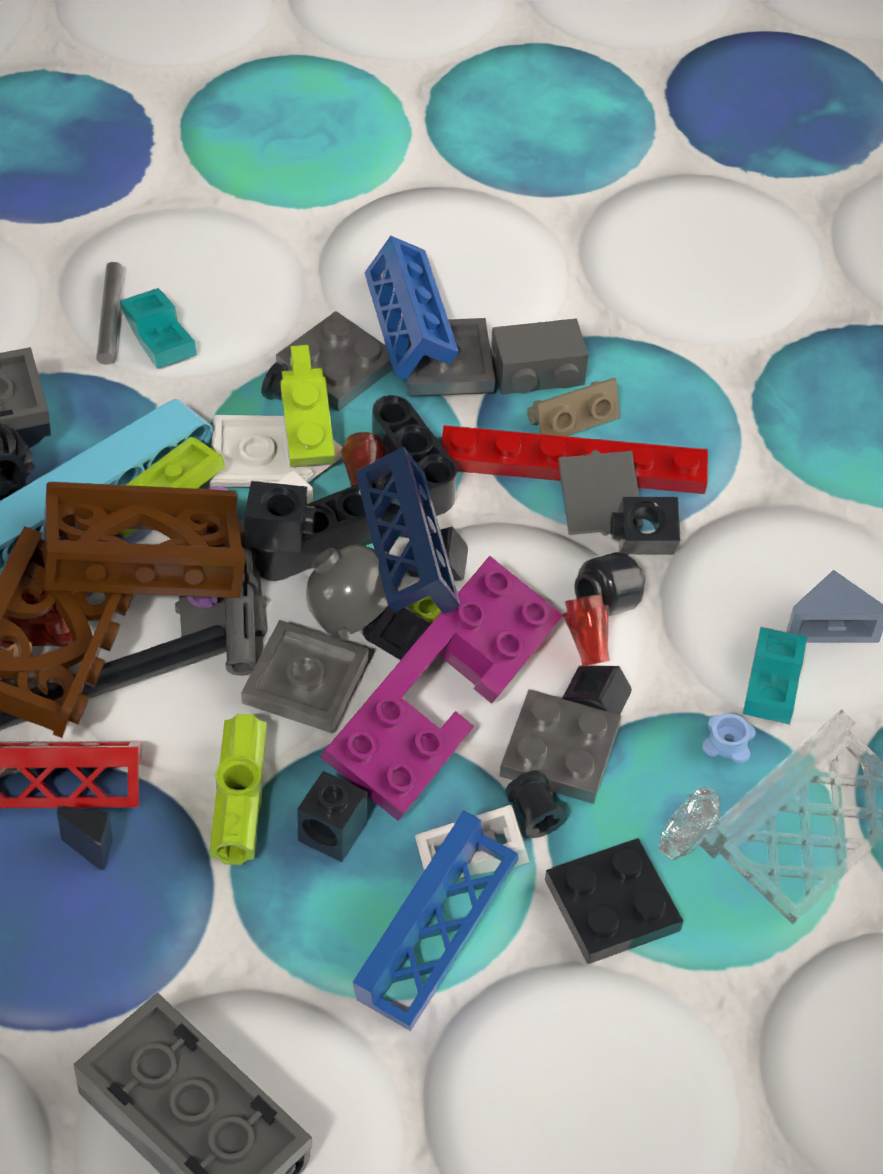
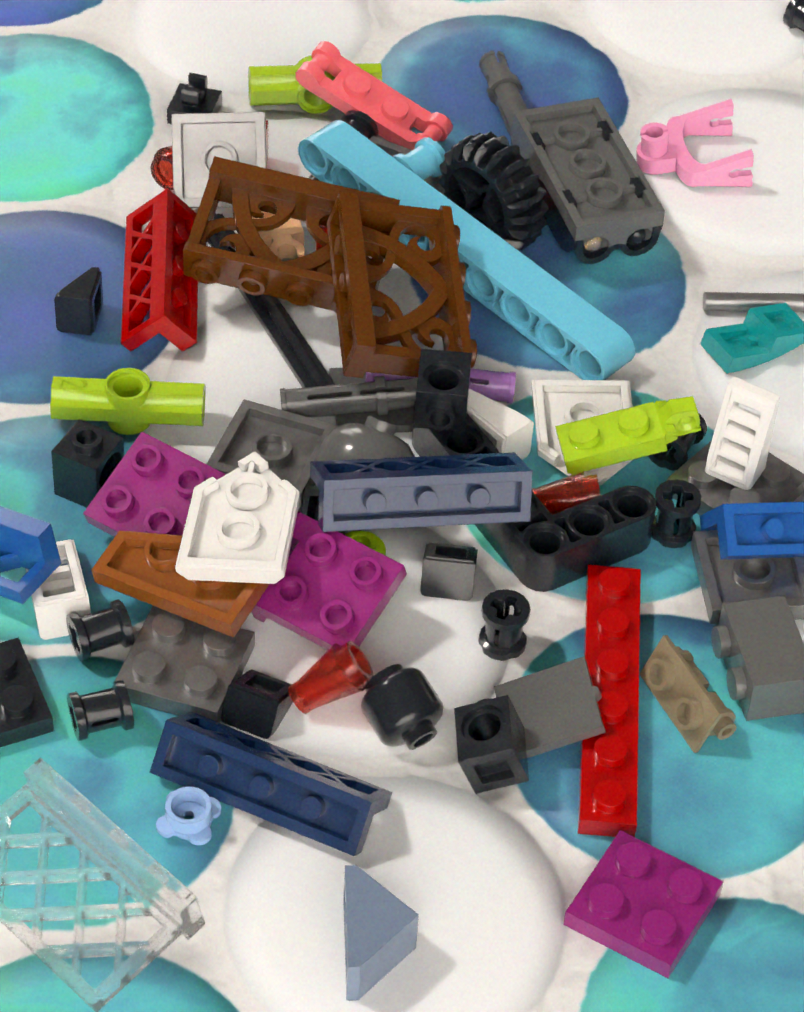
camera: 90 degrees right, 5 degrees down
(183, 467) = (523, 343): lime hinge -> none
(332, 323) = (731, 460): none -> white slope
(381, 382) = (687, 505): none -> black bush
(454, 662) = (239, 526): none -> white tile
(493, 718) = (145, 569): none -> dark orange wing
(515, 508) = (509, 627): none -> black bush
(629, 800) = (100, 710): none -> black bush
(690, 823) = (55, 749): clear gear -> none
(696, 680) = (269, 781): none -> dark blue fence
(771, 456) = (643, 903): none -> magenta plate
(775, 675) = (292, 876): teal slope -> none

